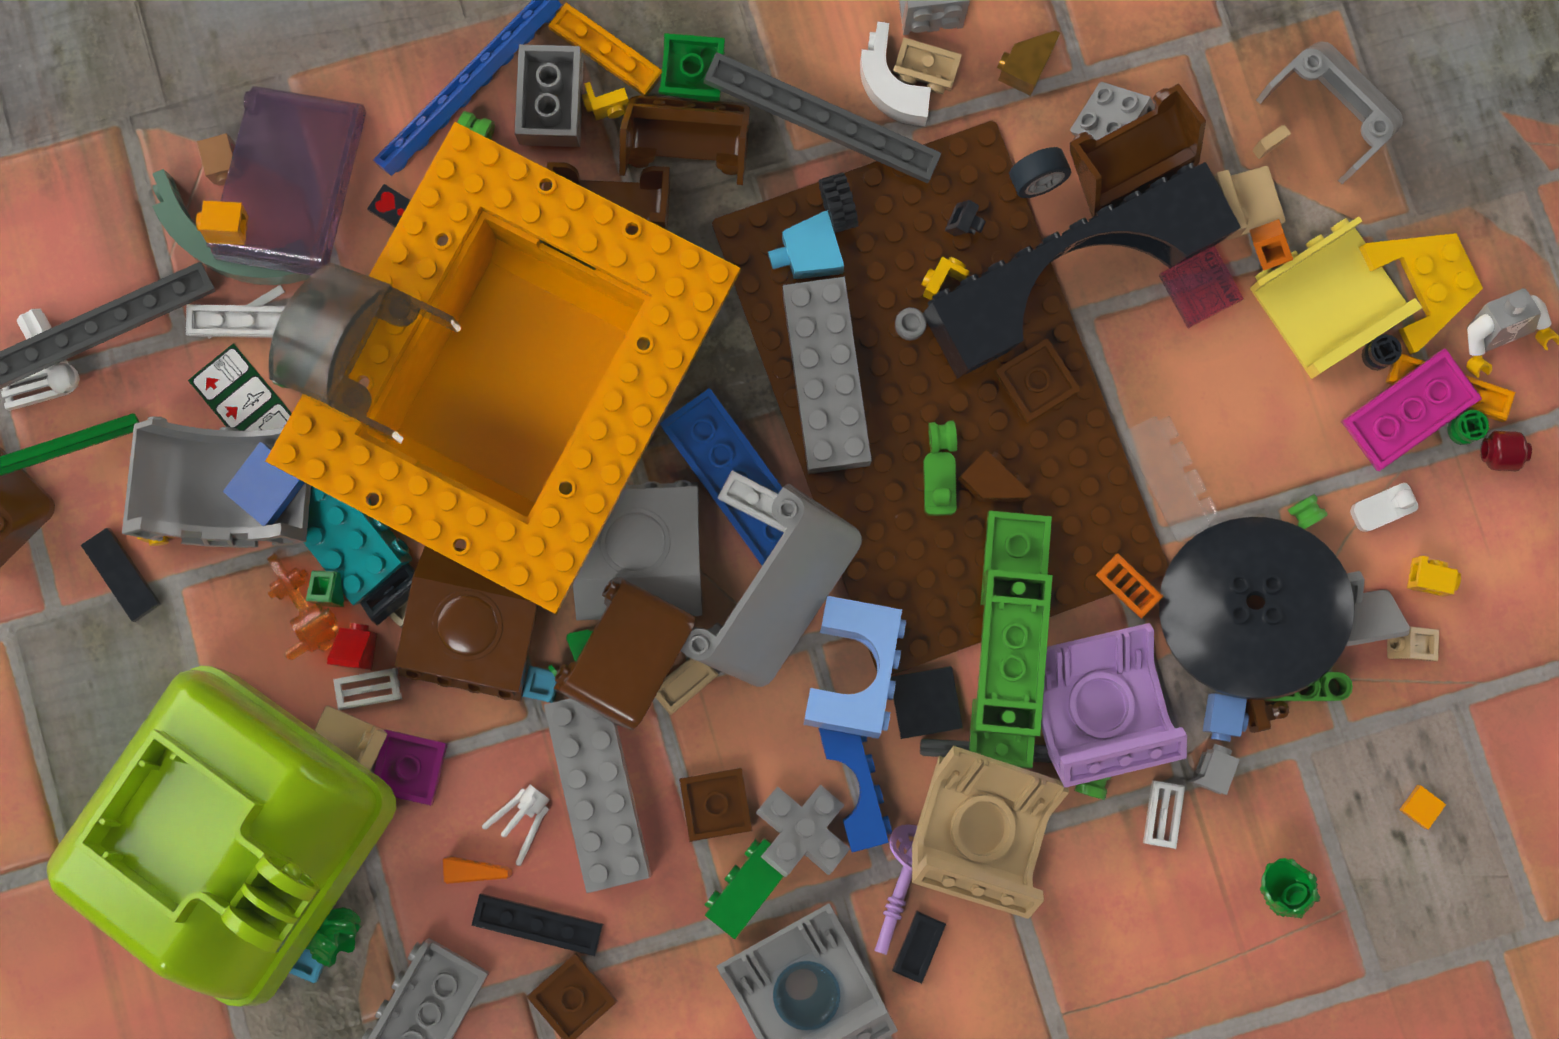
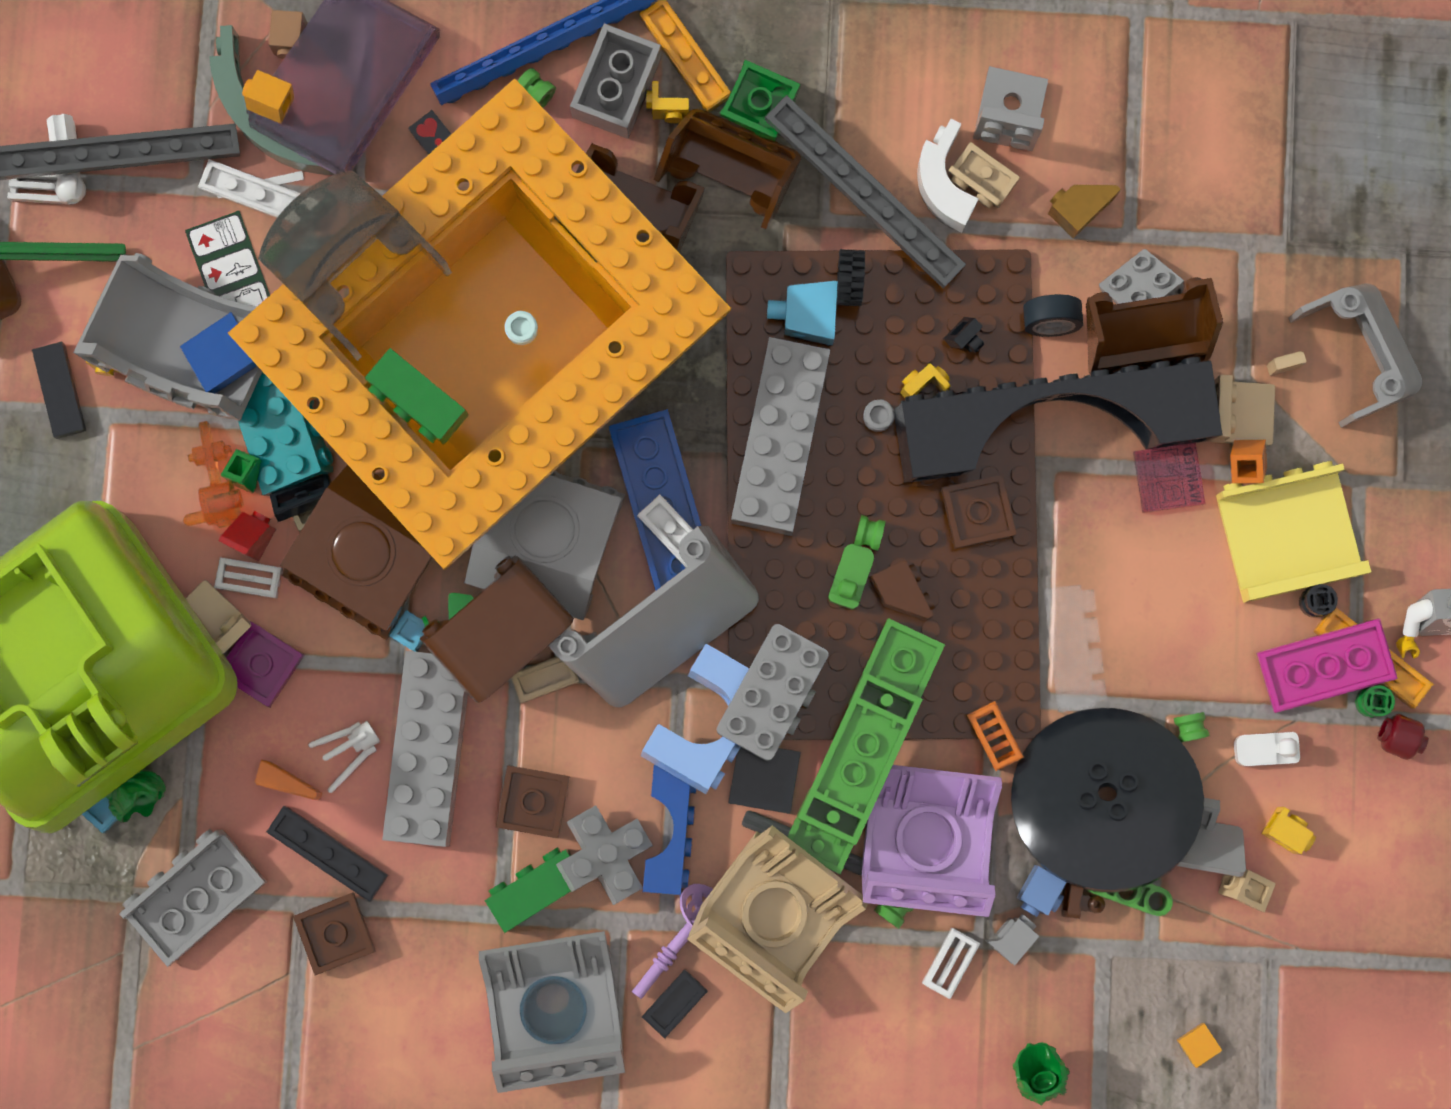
camera: 20 degrees right, 0 degrees up
(470, 458) = (415, 397): none -> green brick
(547, 356) = (521, 328): none -> light aqua tile
(908, 619) = (773, 692): none -> light grey bracket
(1438, 276) = (1400, 546): yellow wing -> none

